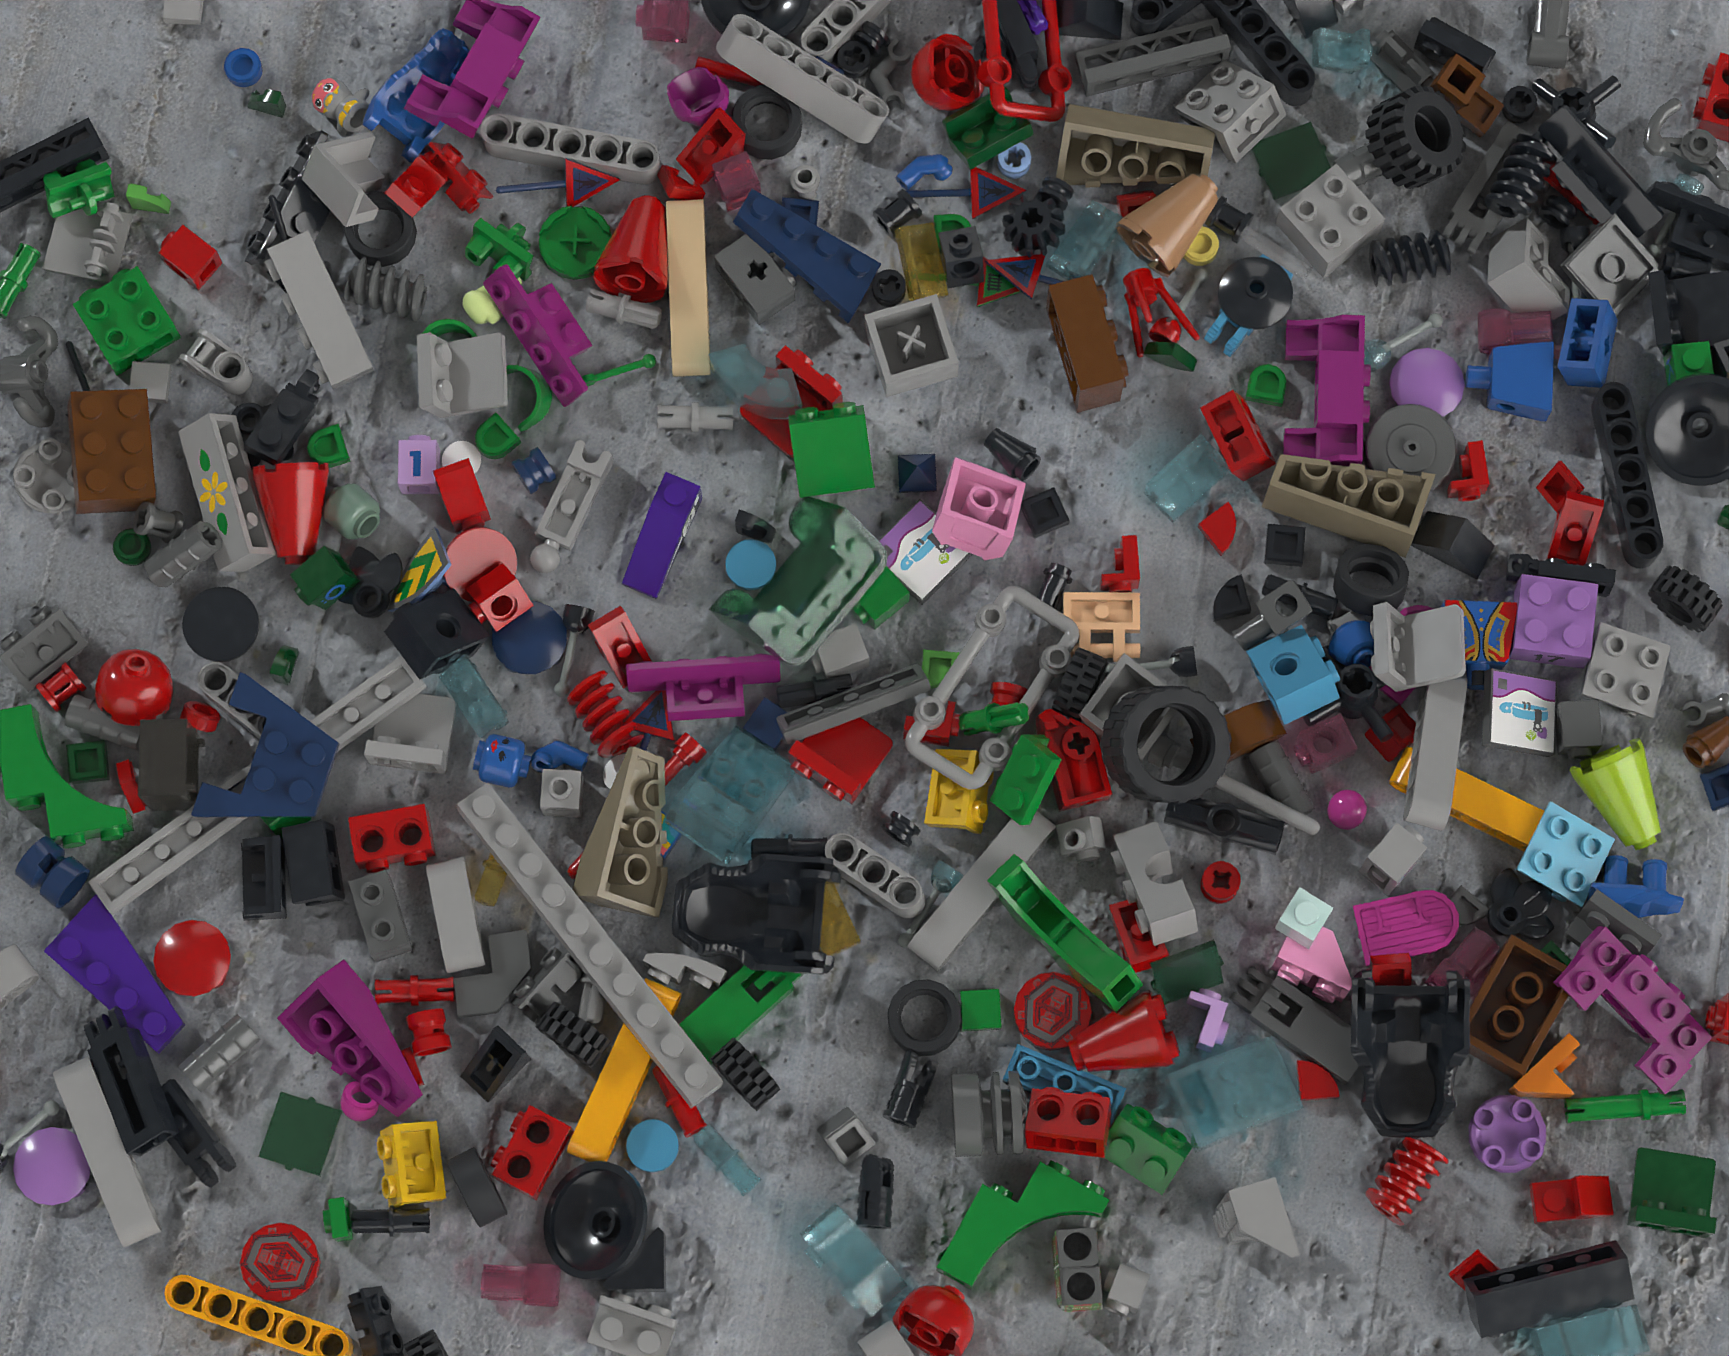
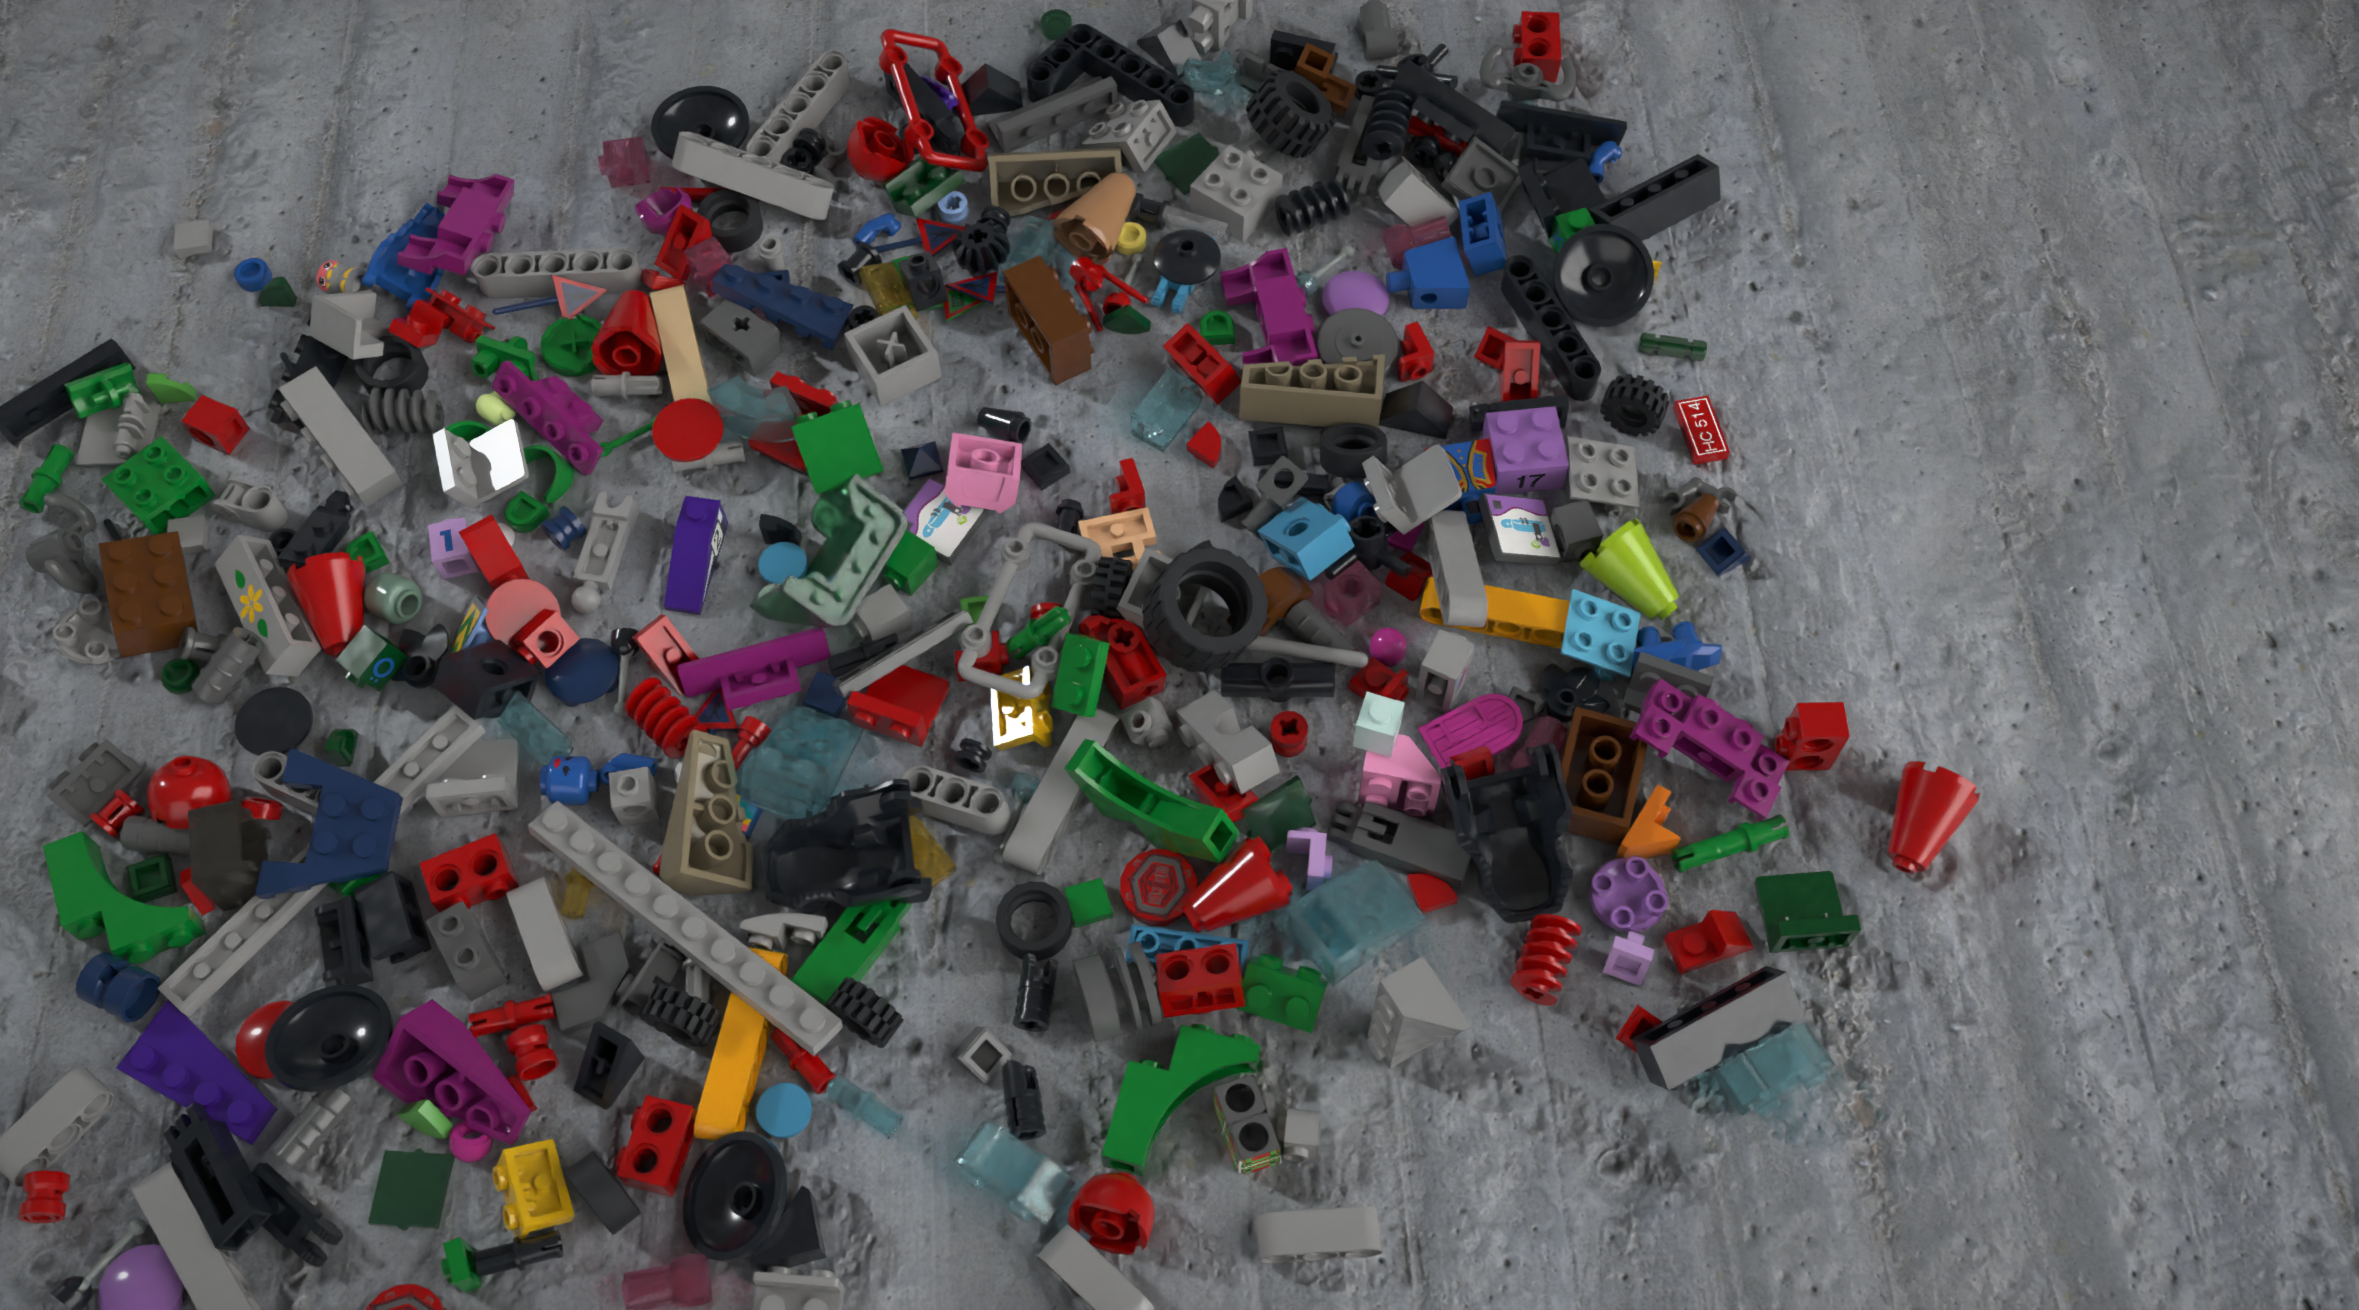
camera: 15 degrees left, 15 degrees down
(244, 956) = (328, 1038): none -> black dish
(322, 1071) = (426, 1118): none -> bright green tile
(680, 388) = (688, 430): none -> red piece
(1327, 850) = (1380, 680): none -> red bracket
(1486, 1198) = (1629, 958): none -> lavender tile

